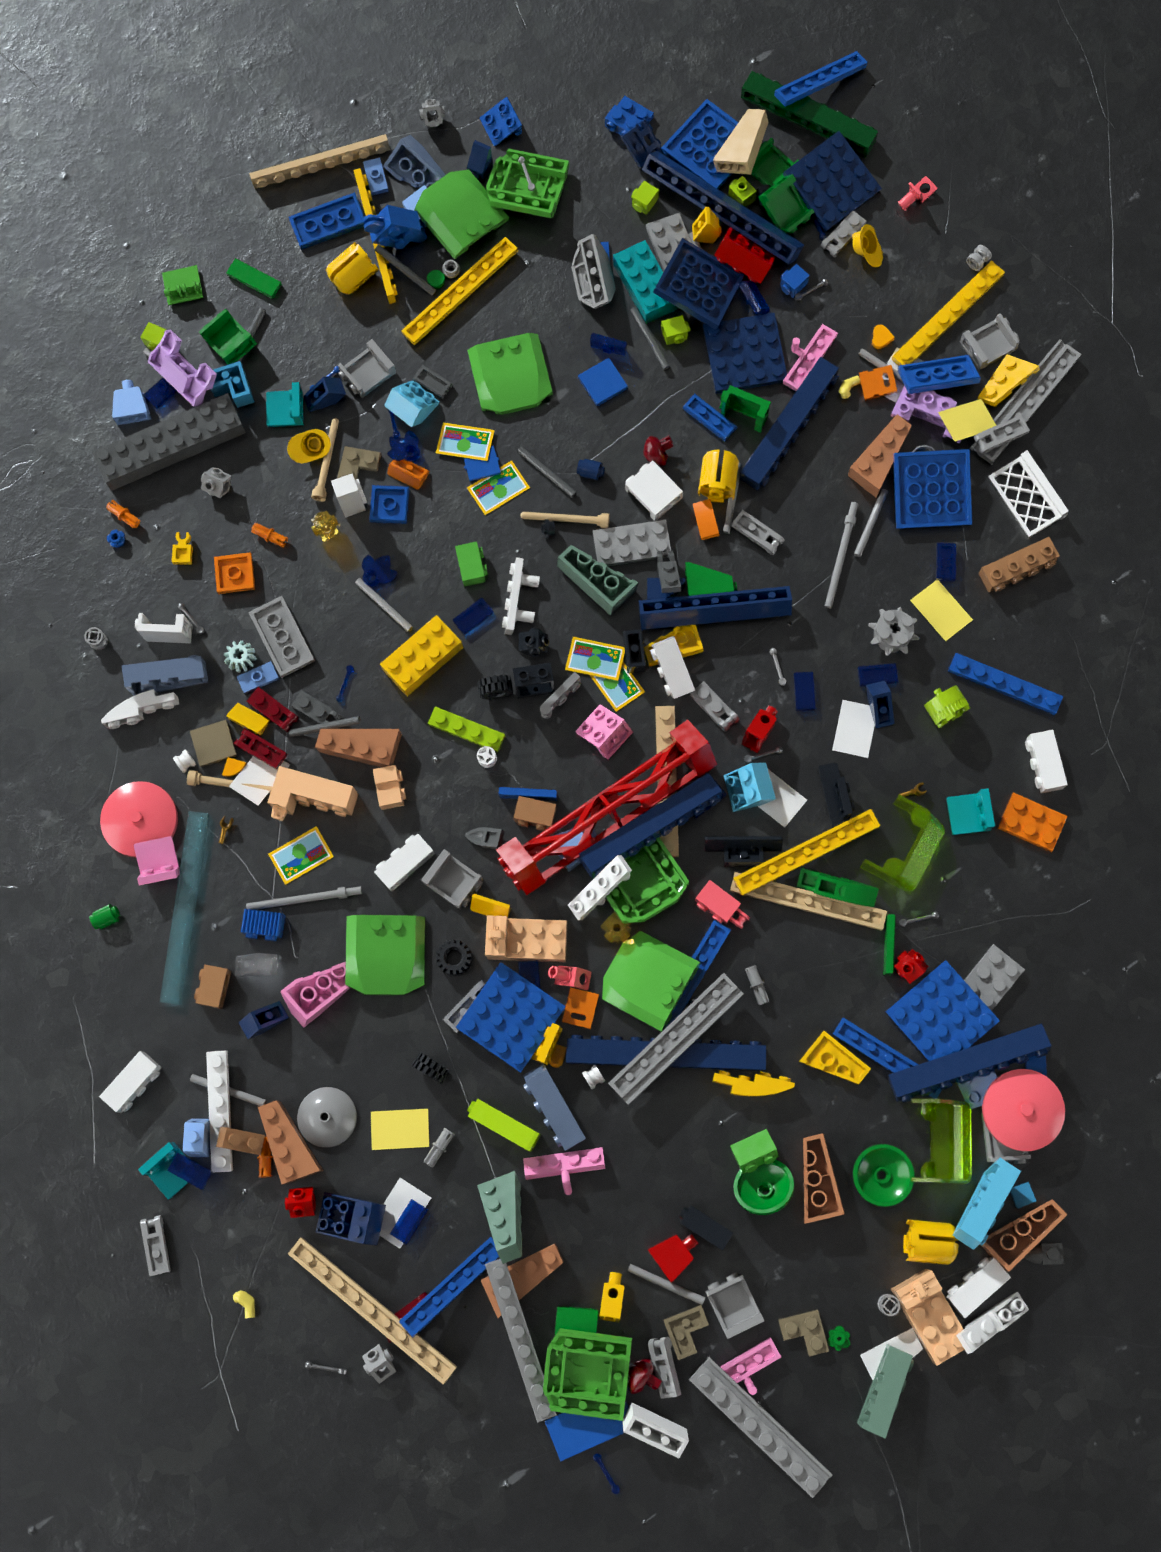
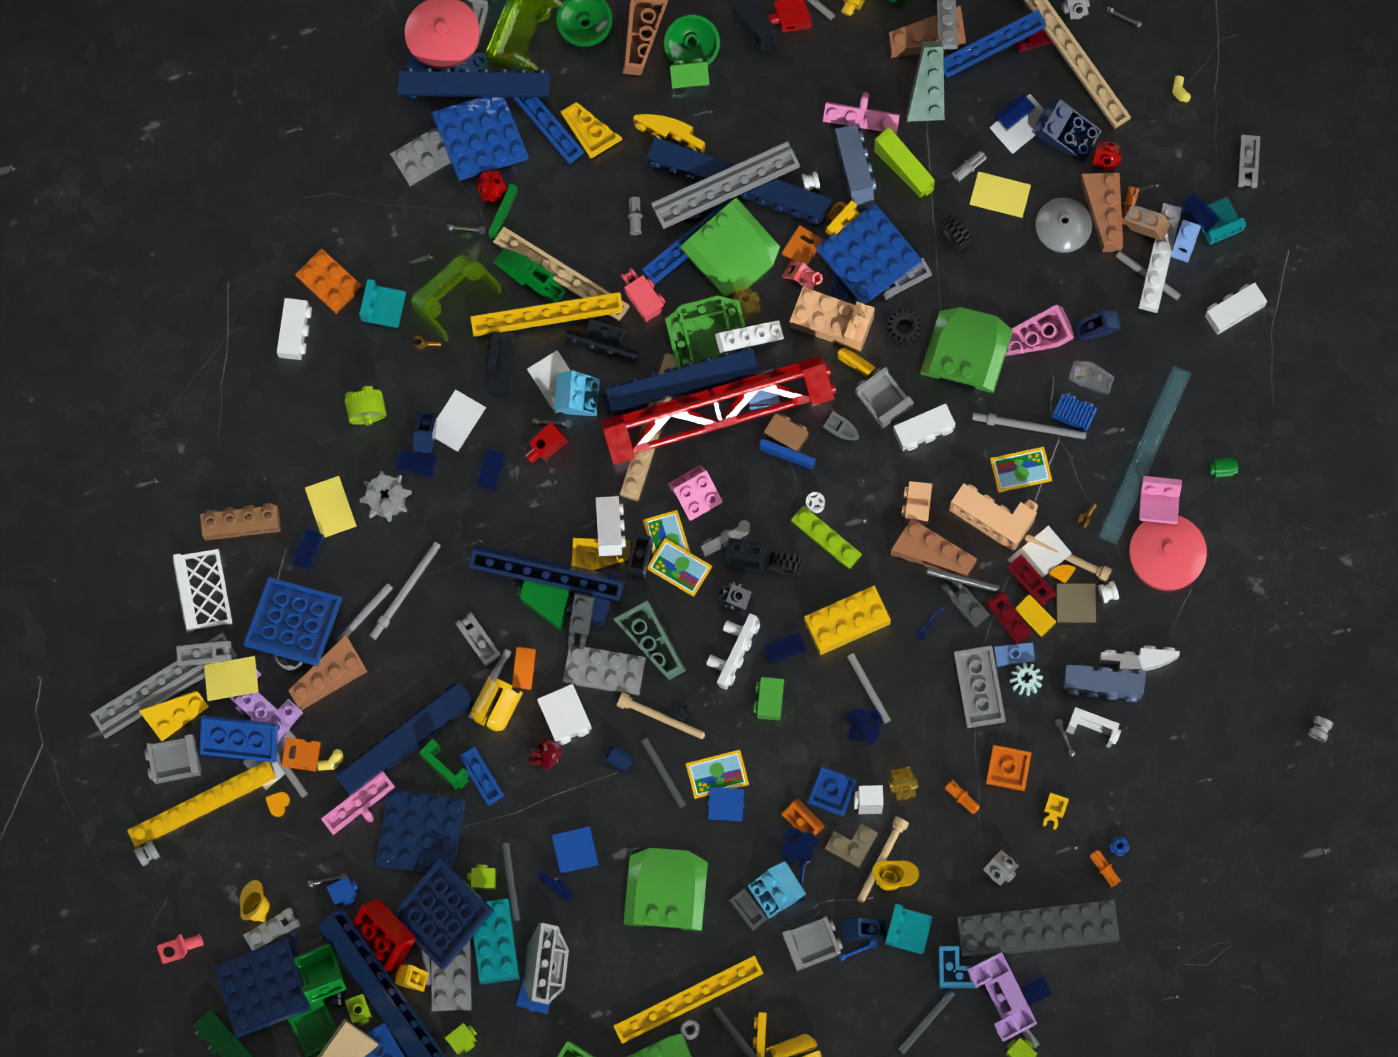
camera: 165 degrees left, 0 degrees up
(98, 642) = (1165, 744): light grey wheel -> none
(129, 404) = (1067, 987): light blue torso -> none
(212, 986) = (1136, 370): medium nougat brick -> none
(227, 337) = (945, 1025): green panel -> none
(436, 279) = (709, 1023): green tile -> none
(465, 441) = (735, 833): sticker -> none
(714, 706) = (581, 482): light grey plate -> none
(754, 297) = (389, 886): clear blue plate -> none
(782, 681) = (508, 486): light grey hinge -> none
(1005, 683) = (300, 415): blue plate -> none

